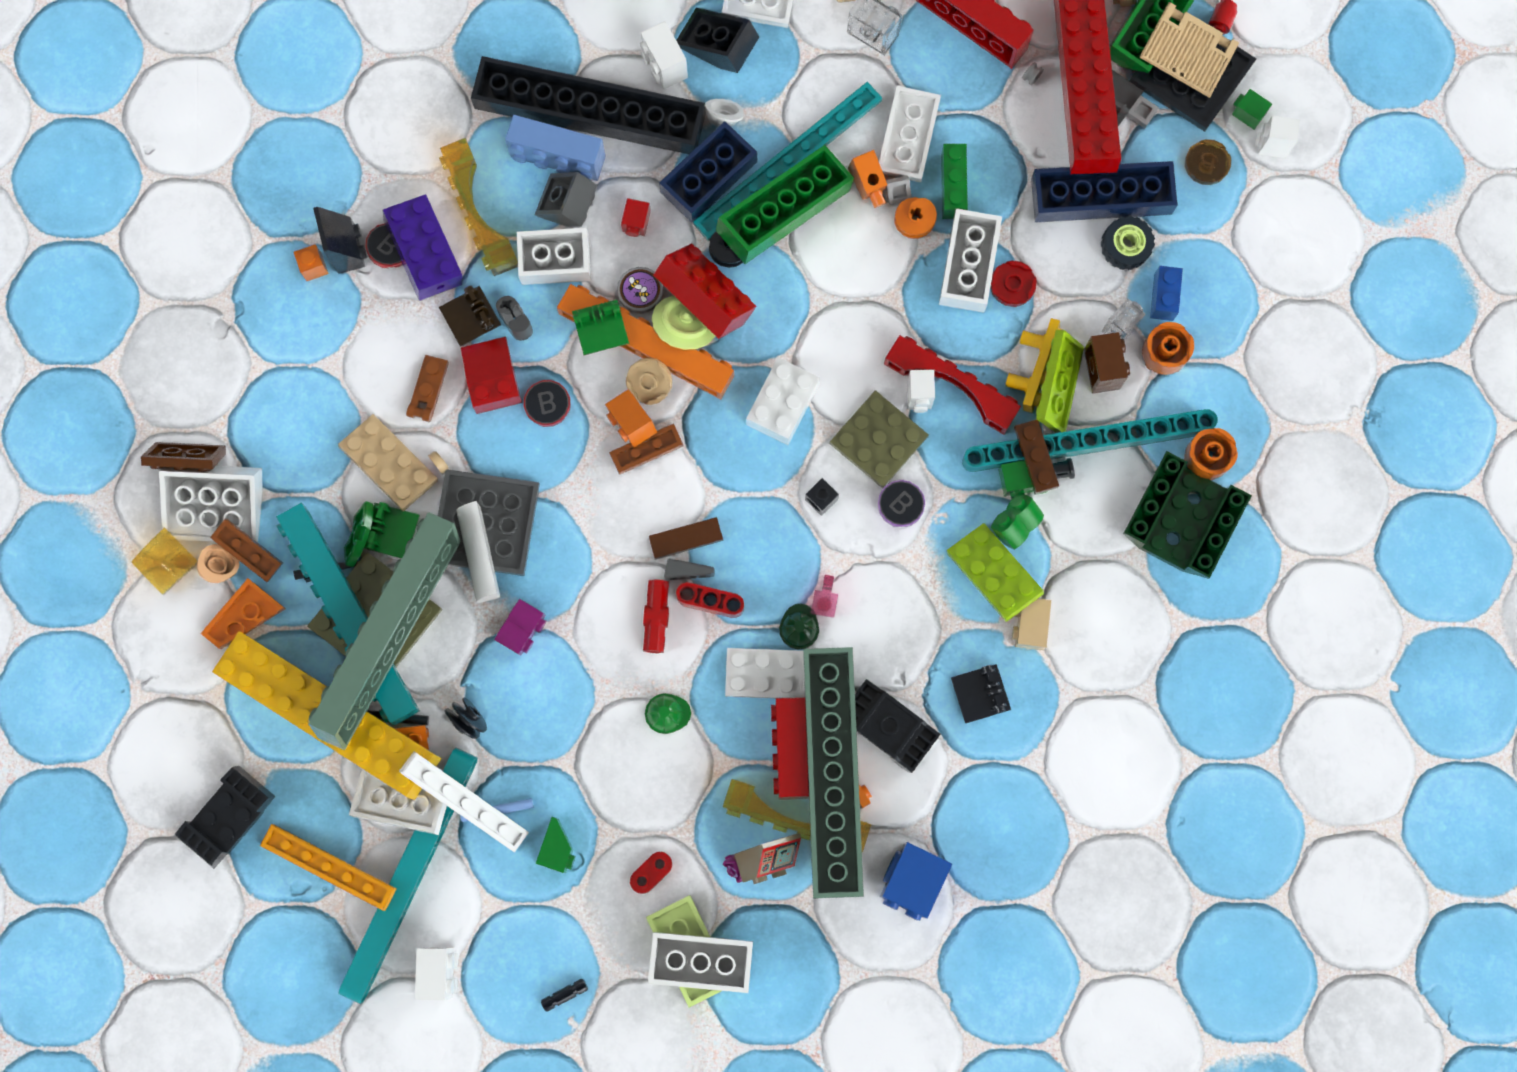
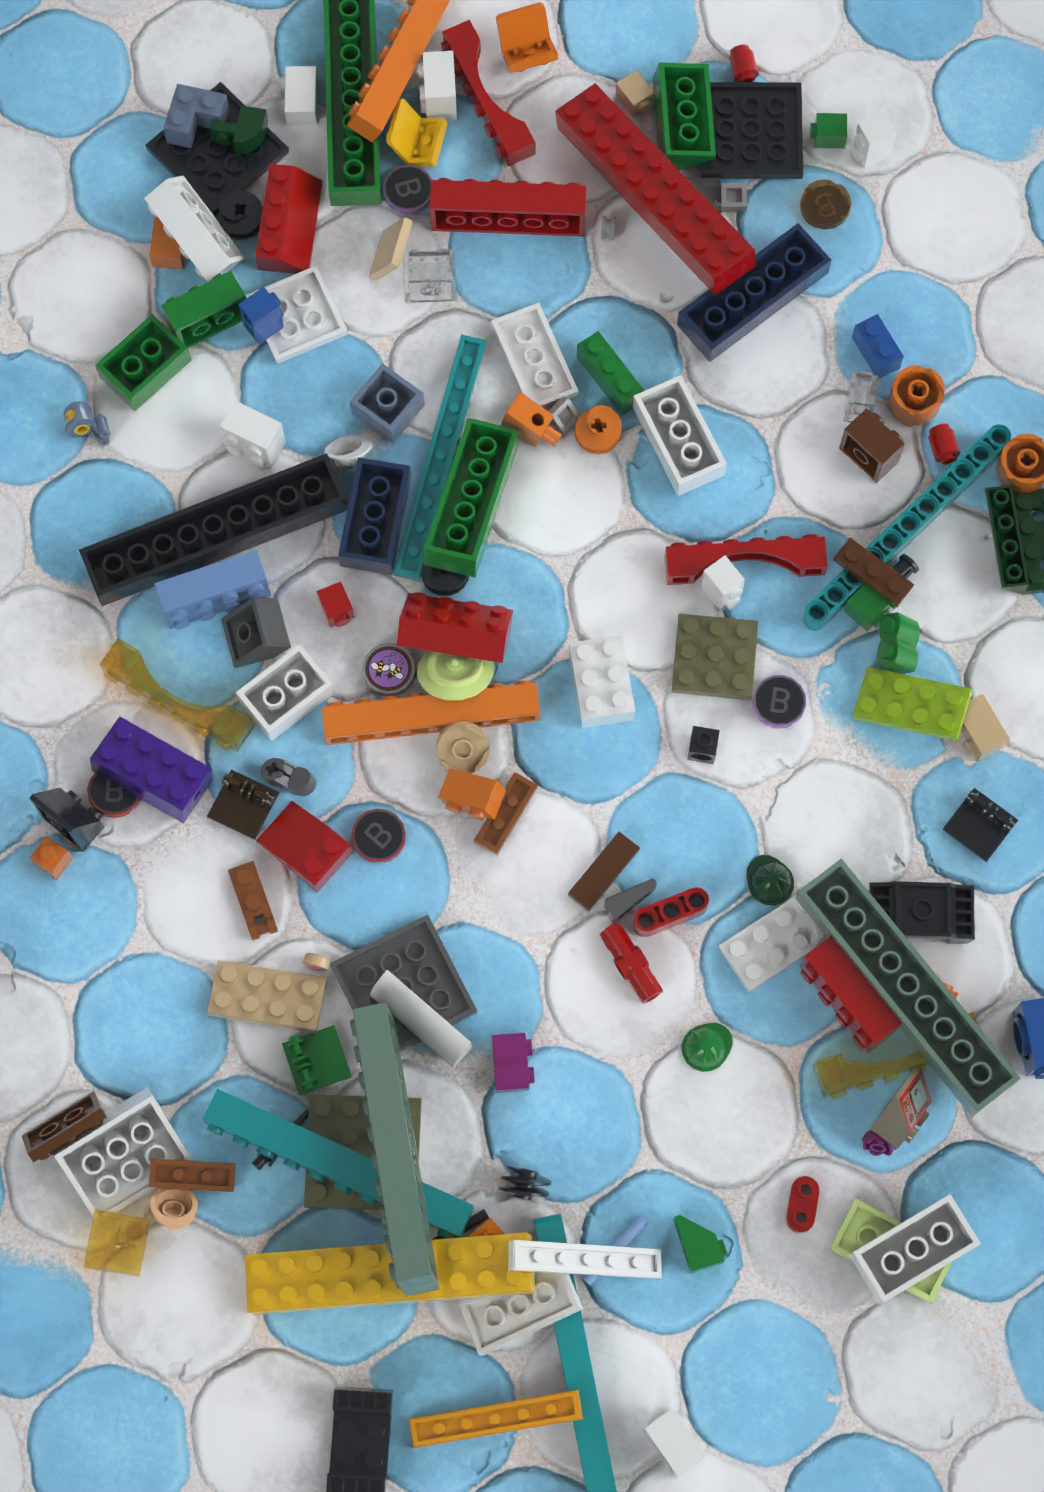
camera: 35 degrees left, 5 degrees down
(242, 613) = (230, 1239): orange wing -> none
(359, 534) = (291, 1082): green tile -> none
(564, 995) = (807, 1377): black axle -> none
(600, 327) = (382, 727): green hinge -> none
(718, 39) = (291, 386): black slope -> none
(777, 96) = (387, 403): none -> sand blue brick
(824, 601) = (776, 838): clear pink plate -> none
(1013, 283) = (733, 430): red tile -> none
(1033, 384) = (820, 498): yellow plate -> none
(1060, 381) = (845, 494): lime plate -> none
(1117, 252) = (812, 310): black wheel -> none
(1162, 398) = (943, 444): none -> red brick
(1189, 50) = (737, 113): tan window -> none

